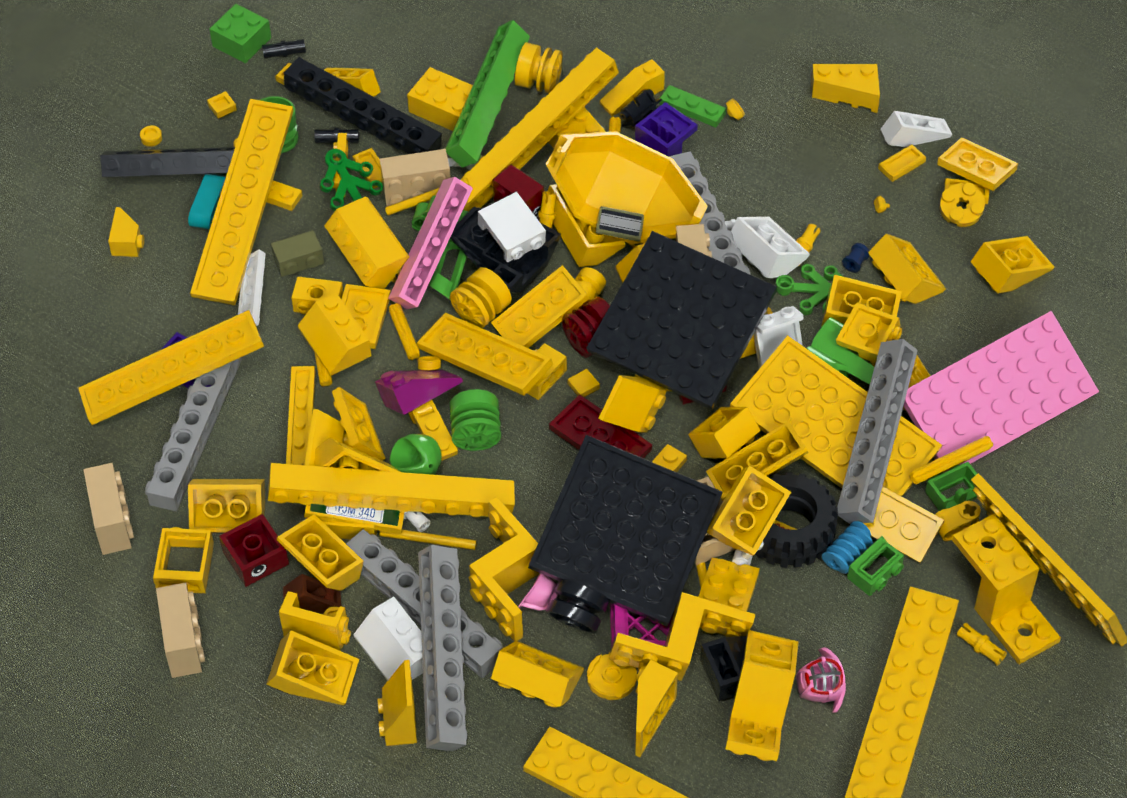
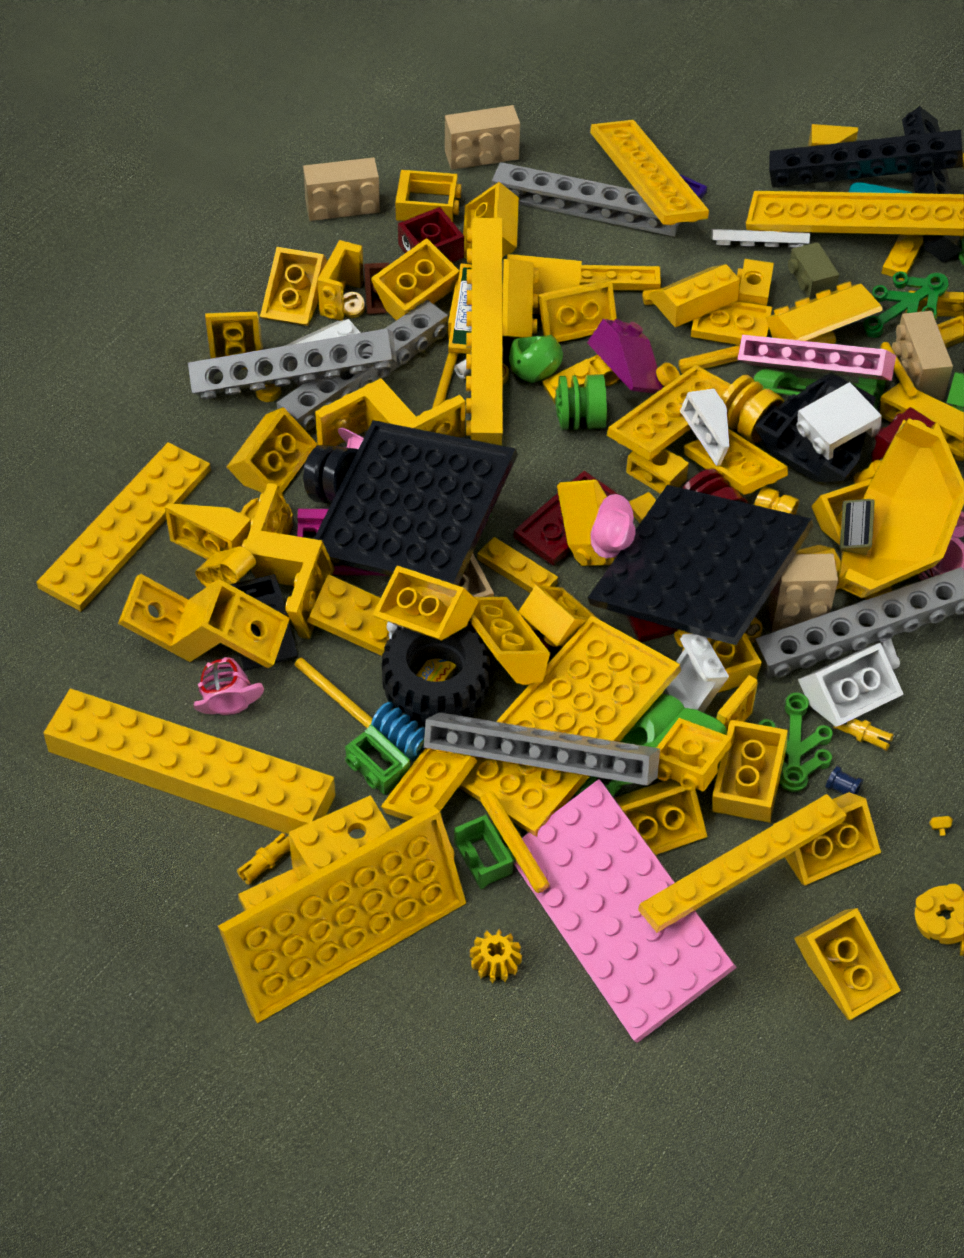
camera: 90 degrees right, 0 degrees up
(174, 128) = (866, 158): none -> black brick
(512, 318) = (708, 420): none -> white slope
(651, 373) = (613, 527): none -> bright pink piece
(693, 688) = (226, 565): none -> yellow beam
(800, 611) = (333, 692): none -> yellow bar
(813, 313) = (740, 704): none -> yellow plate
(965, 303) = (741, 863): none -> yellow plate
(1047, 477) = (495, 956): none -> yellow gear

